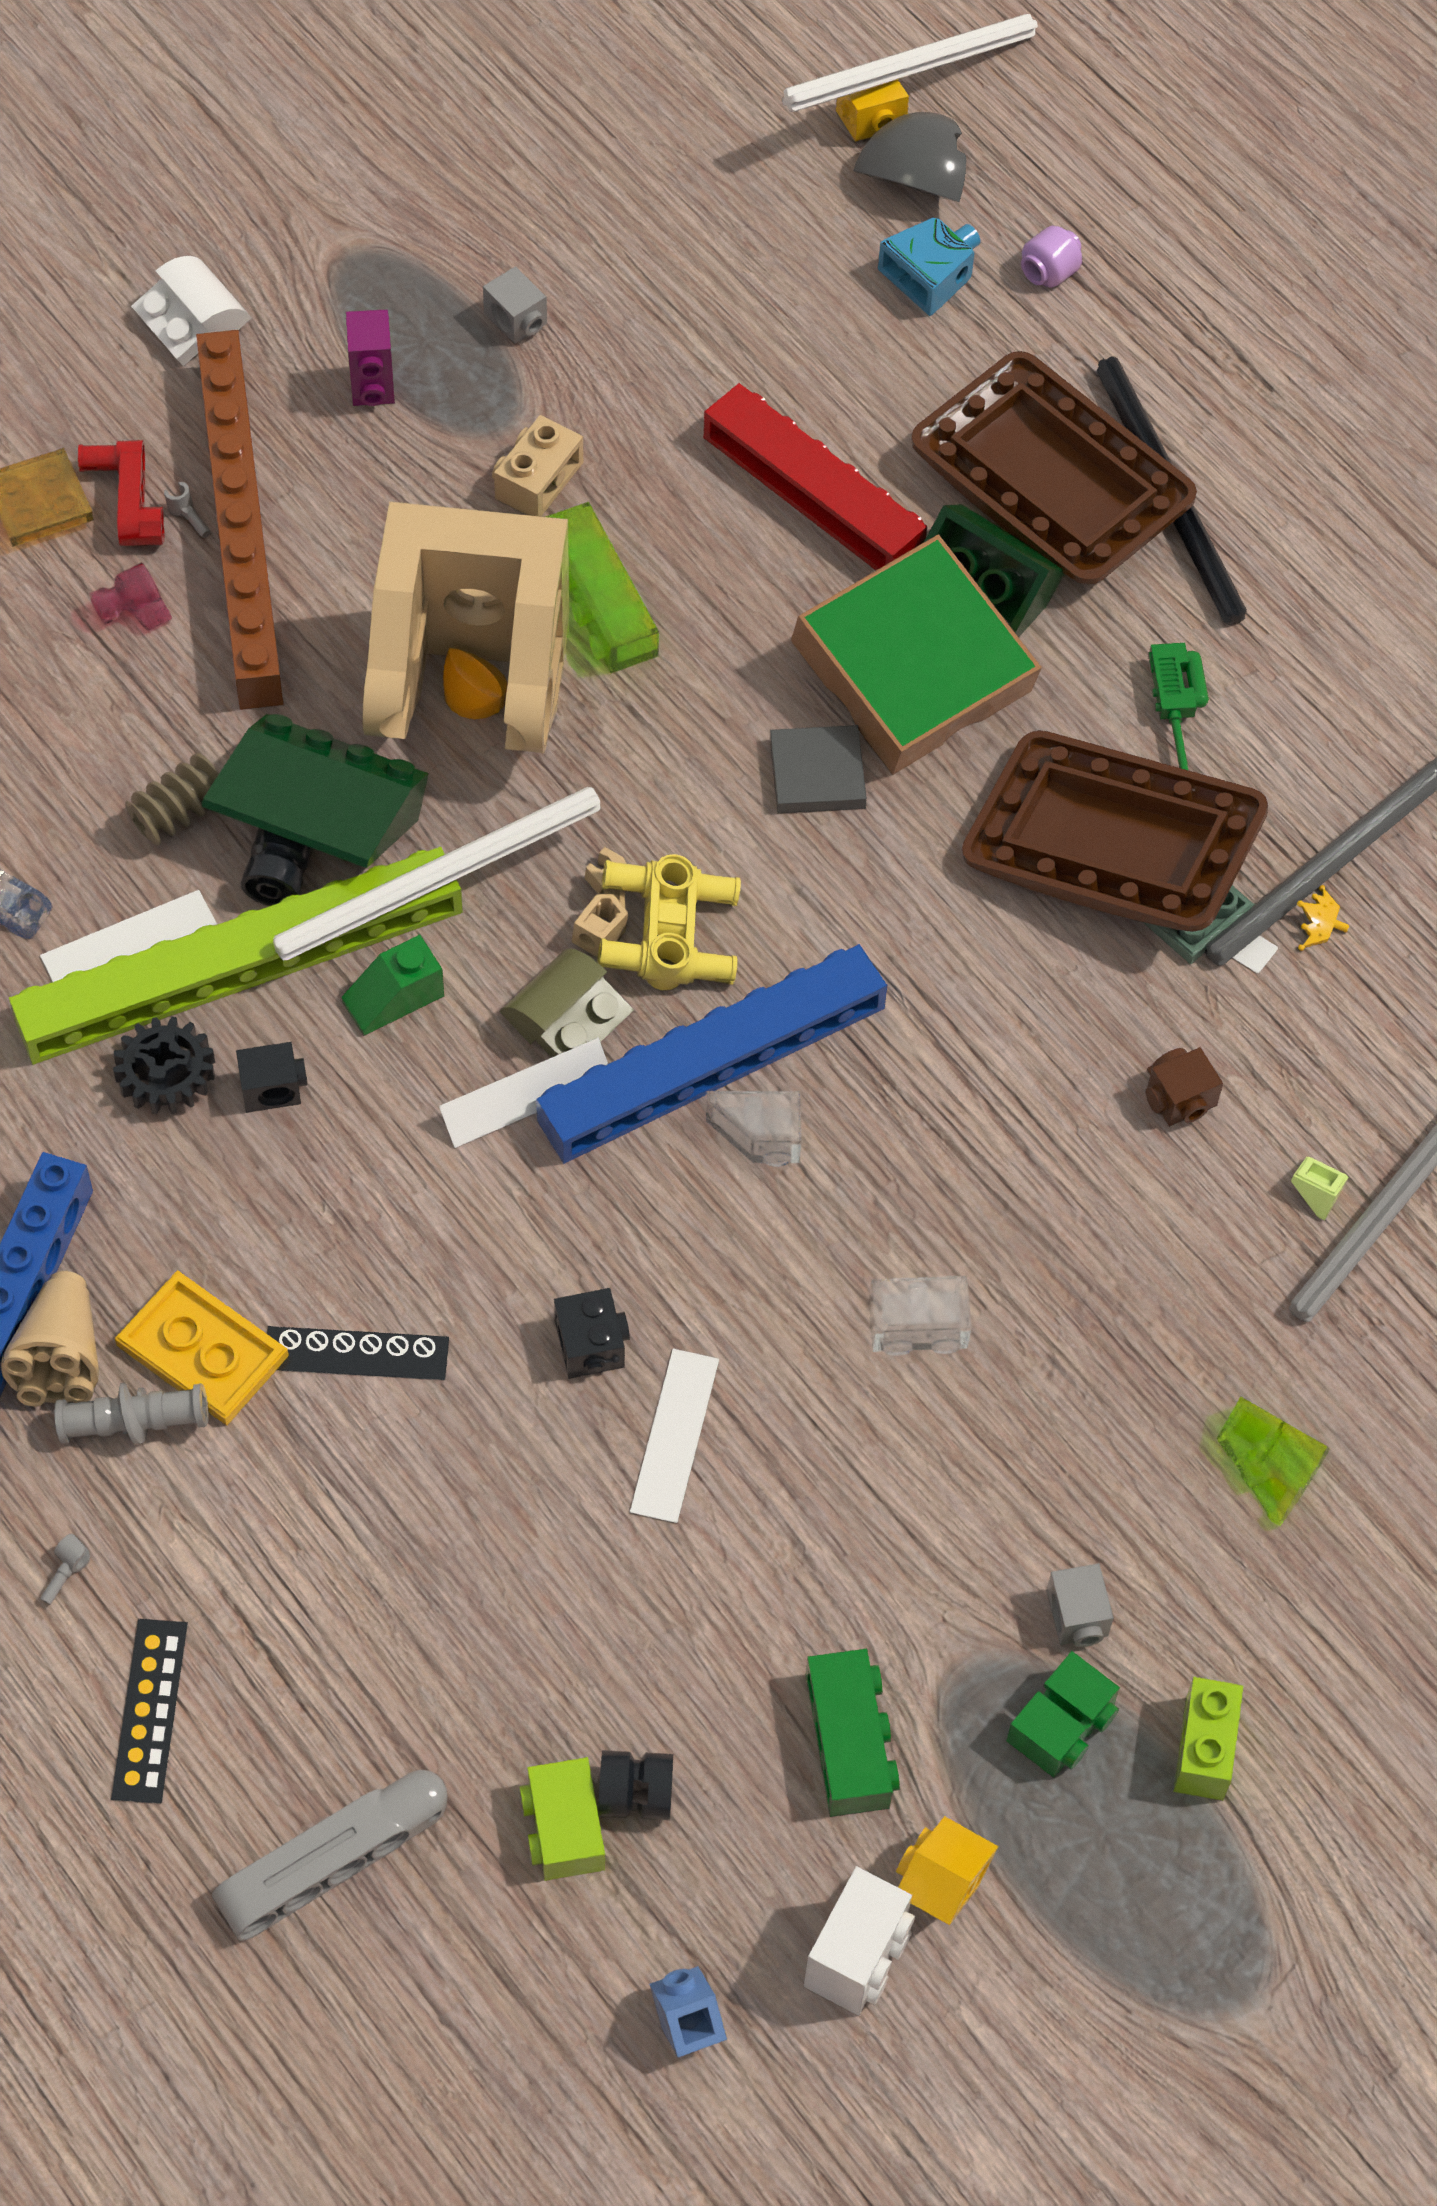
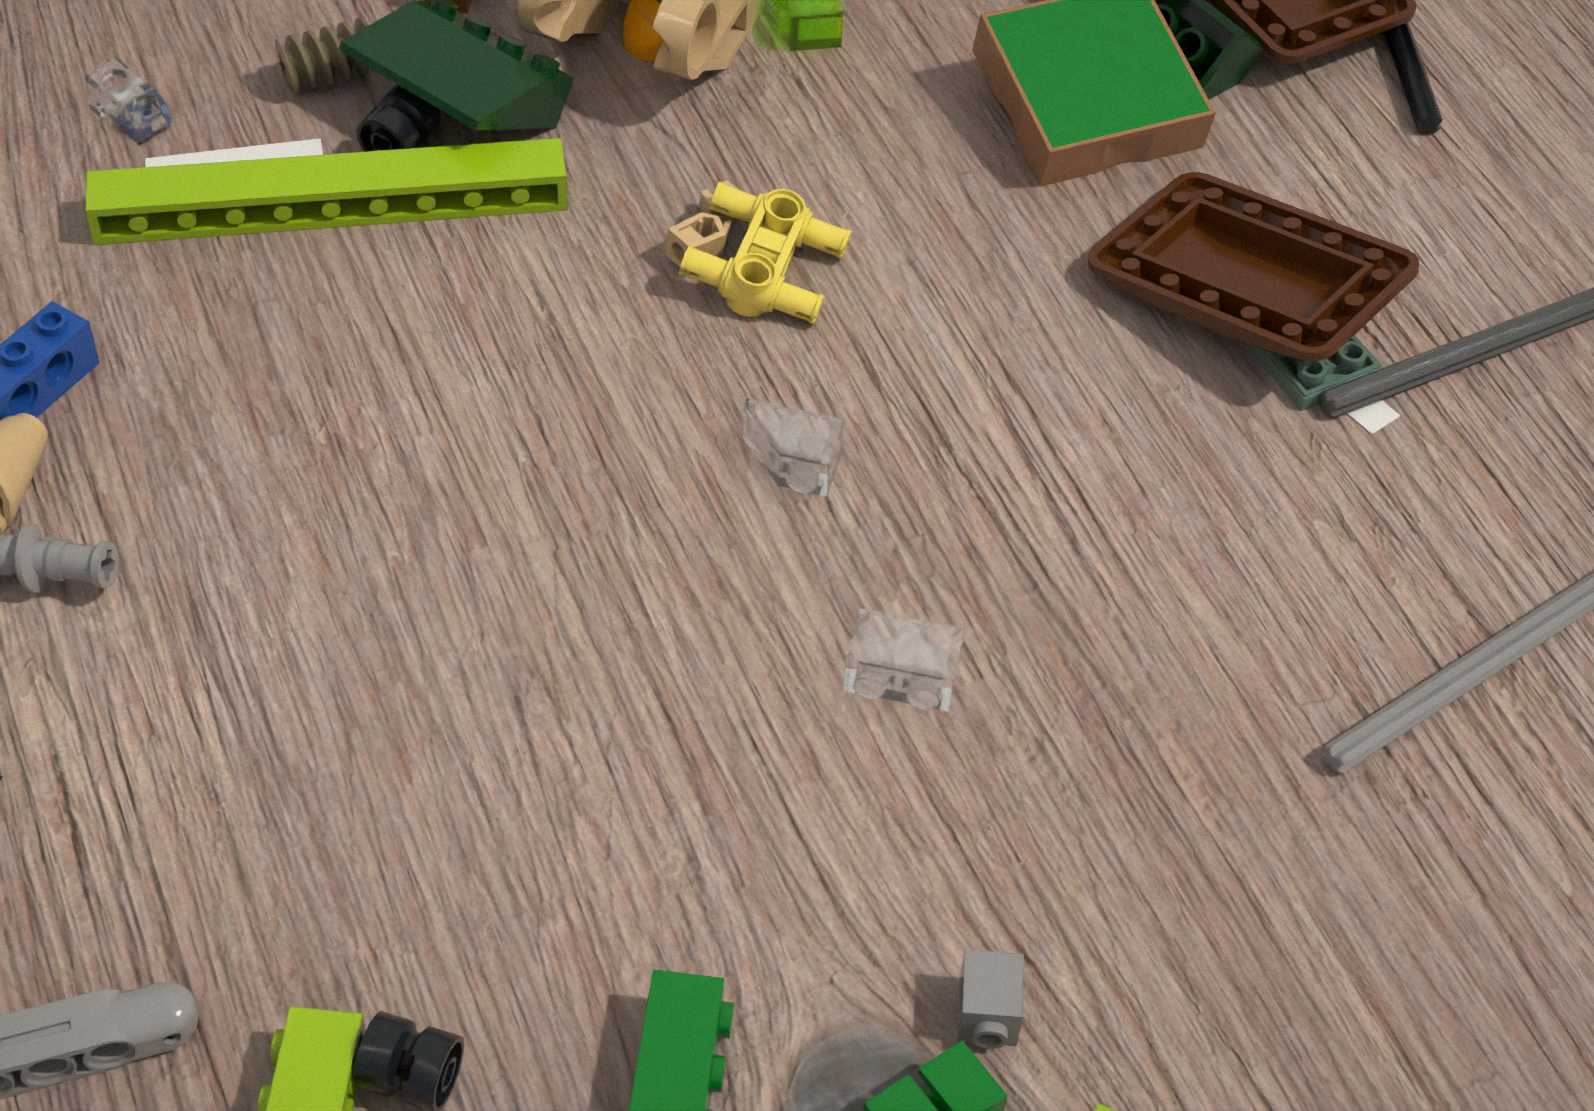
camera: 15 degrees right, 10 degrees down
(167, 1068) = (214, 265): black gear -> none
(198, 1339) = (145, 517): yellow tile -> none
(270, 1076) = (313, 297): black brick -> none
(362, 1353) = (296, 565): black sticker -> none
(395, 985) = (472, 248): green slope -> none
(436, 873) = (544, 154): white axle -> none
(515, 1095) = (565, 368): white sticker -> none
(567, 1004) = (636, 305): olive brick -> none
(590, 1332) = (542, 596): black head -> none
(674, 1436) = (597, 722): white sticker -> none
(710, 1053) = (779, 368): blue brick -> none
(817, 769) = (964, 164): dark grey tile -> none
(1173, 699) = (1345, 175): green piece -> none
(1183, 1086) = (1260, 511): reddish brown brick -> none
(1271, 1457) = (1261, 898): clear neon green slope -> none
(1319, 1185) = (1387, 642): yellowish green slope -> none
(1322, 919) = (1453, 398): yellow piece -> none

